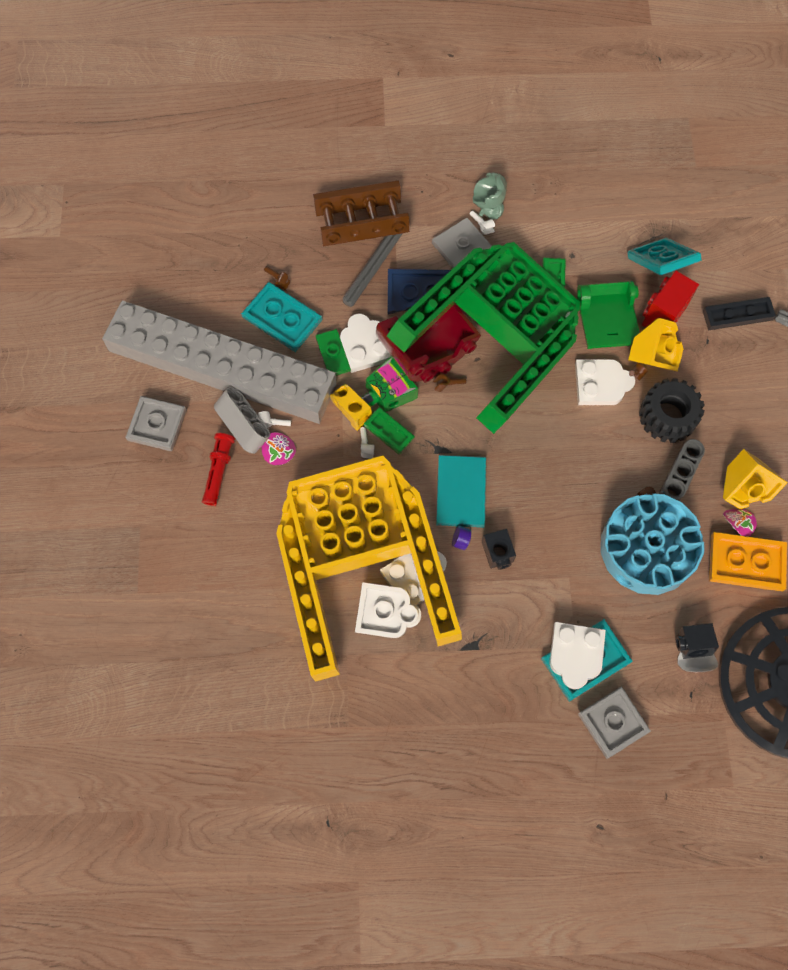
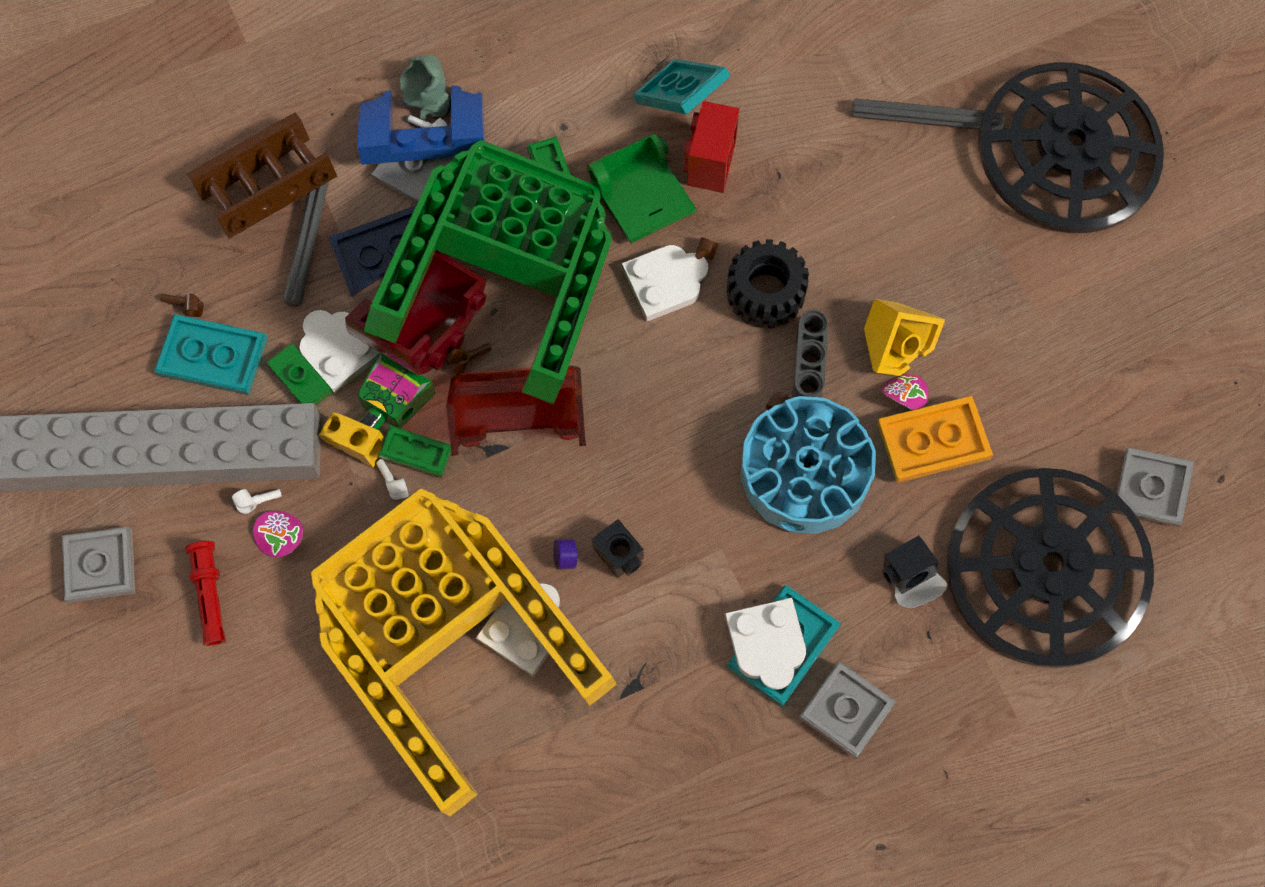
camera: 20 degrees left, 0 degrees up
(241, 420) = (213, 514): light grey beam -> none
(386, 611) = (505, 688): white plate -> none
(447, 222) = (381, 144): none -> blue wedge
(456, 420) = (495, 403): none -> clear red windscreen
(461, 491) = (541, 493): teal tile -> none
(658, 346) = (718, 207): yellow slope -> none
(739, 313) = (804, 124): black plate -> none

